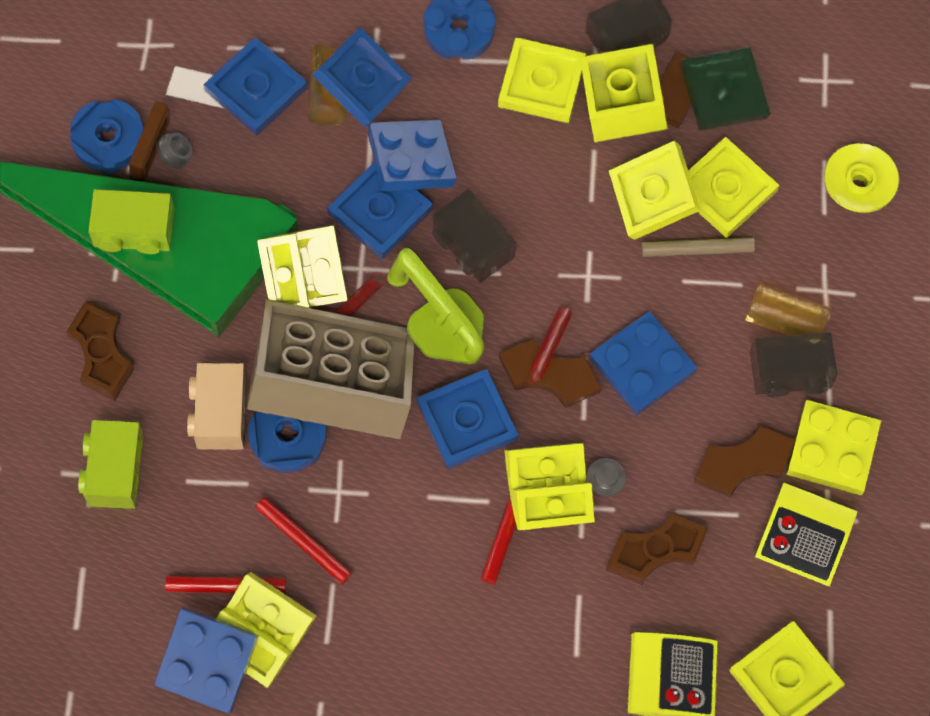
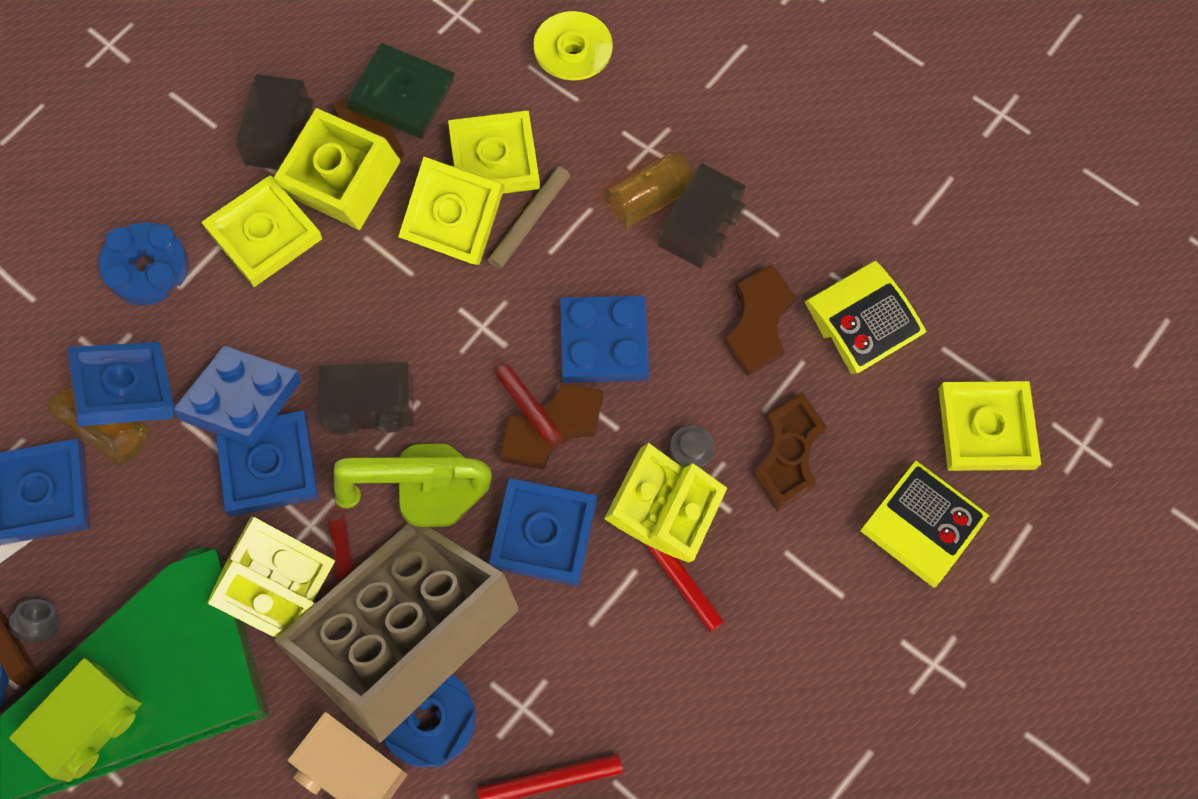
camera: 55 degrees left, 0 degrees up
(834, 447) = (799, 239): neon yellow plate -> none

